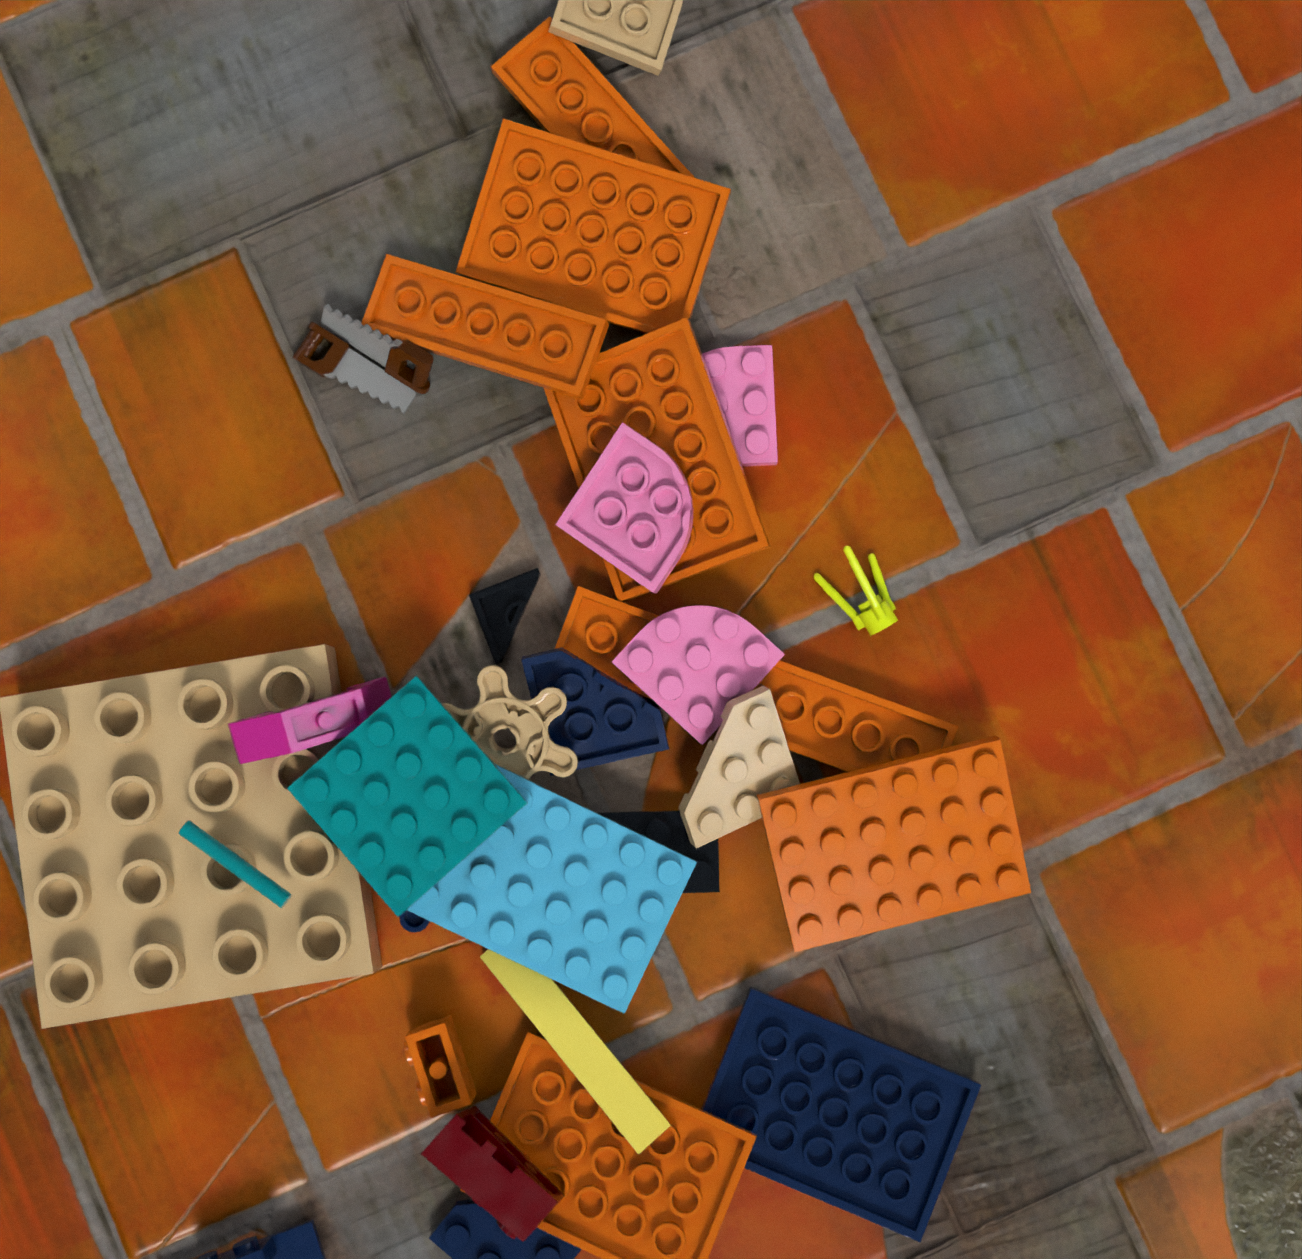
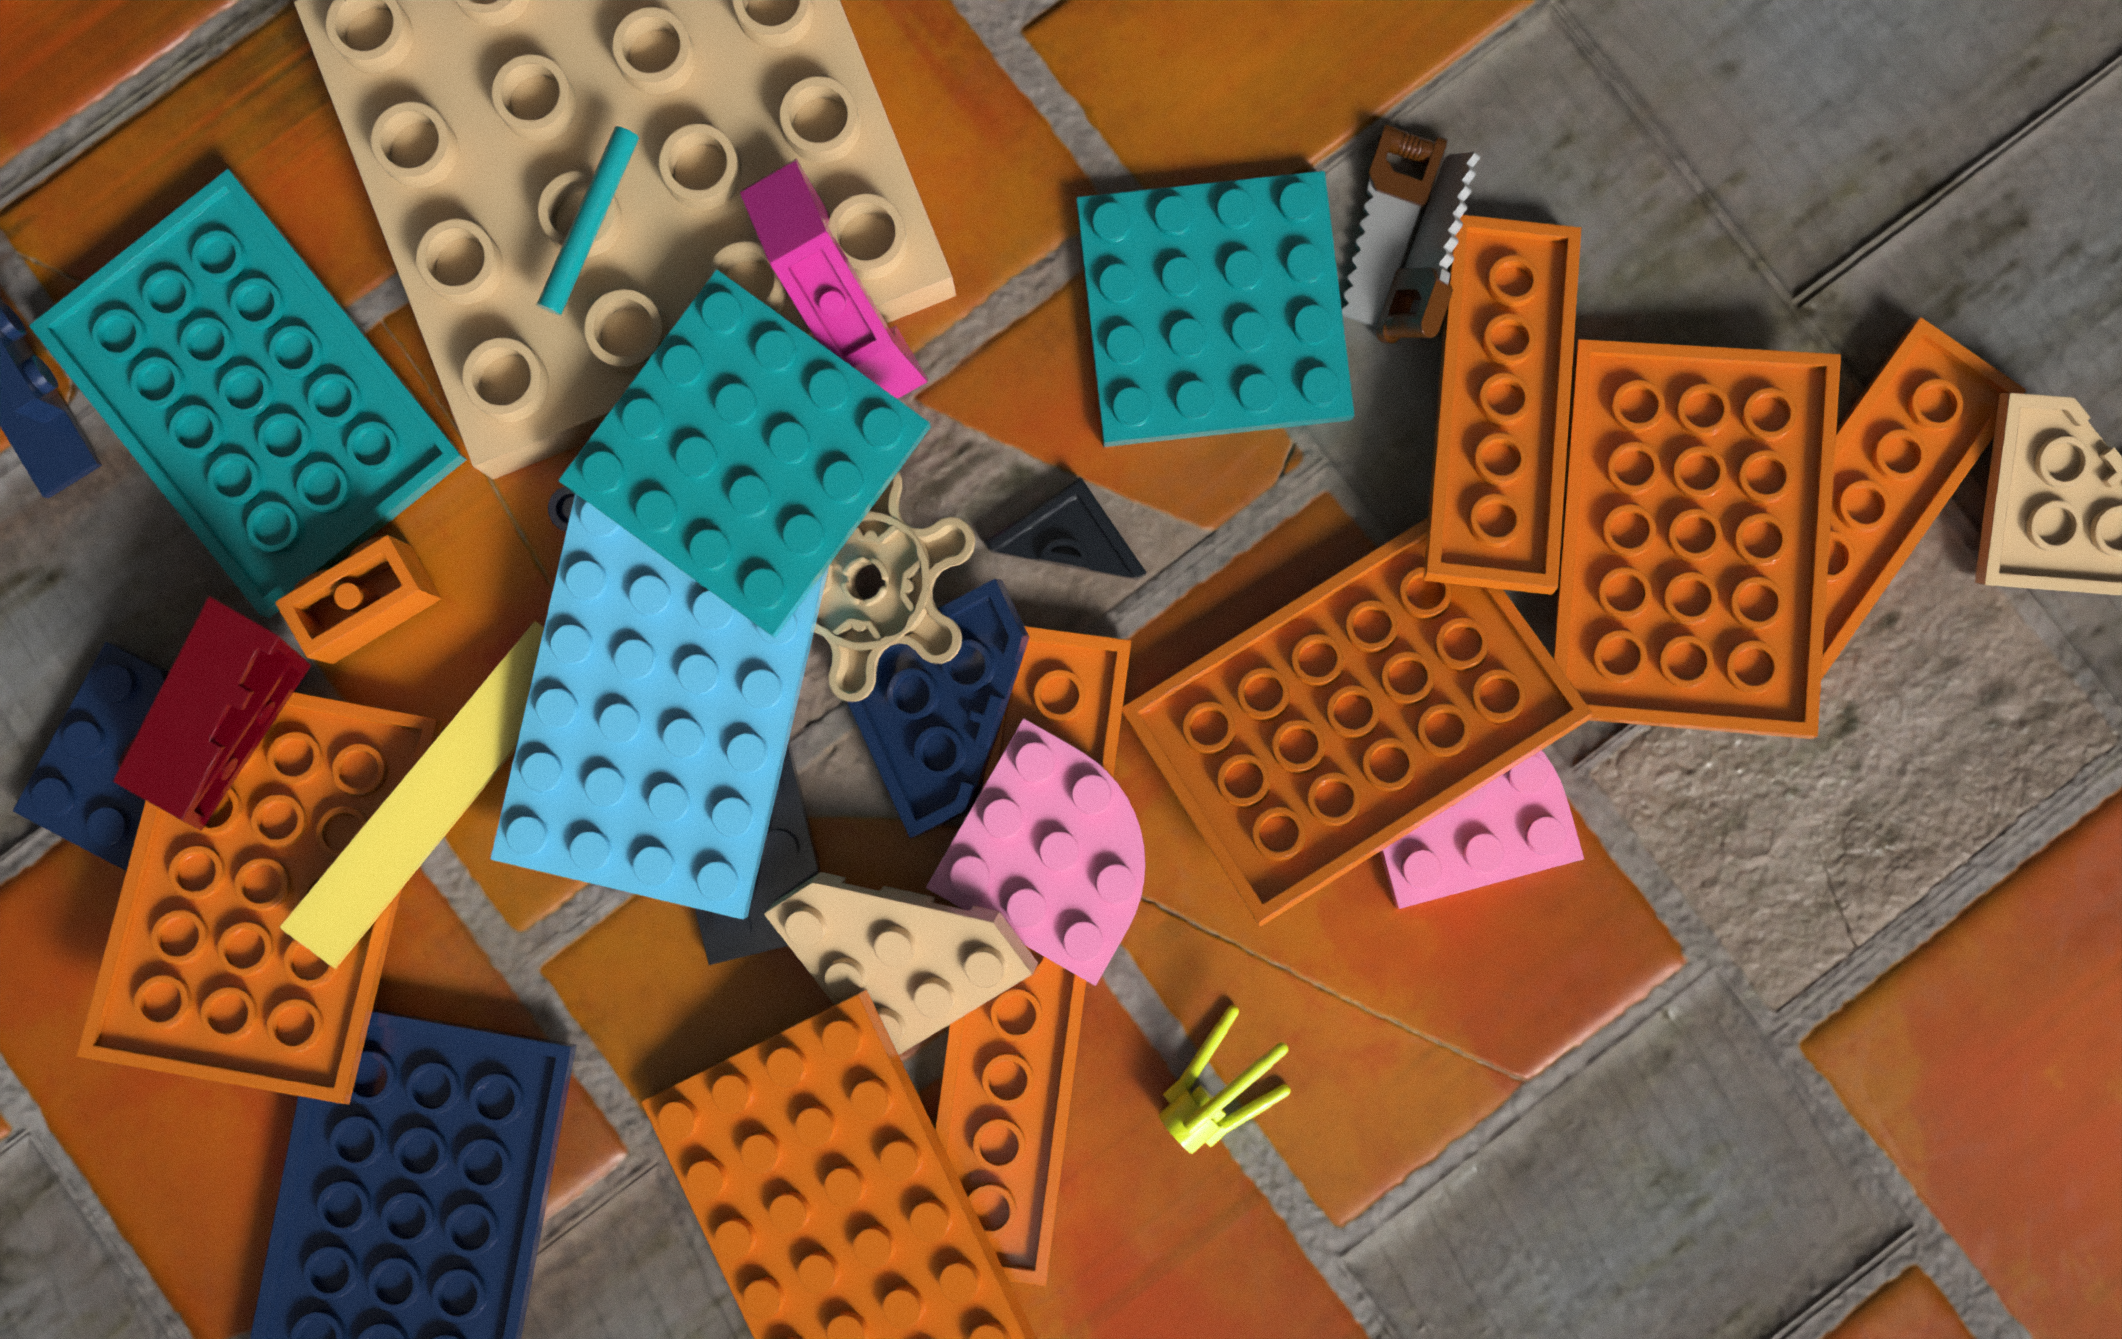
camera: 80 degrees right, 0 degrees up
(288, 1114) = (247, 392): none -> teal plate
(382, 489) = (1214, 309): none -> teal plate
(633, 509) = (1268, 698): bright pink plate -> none

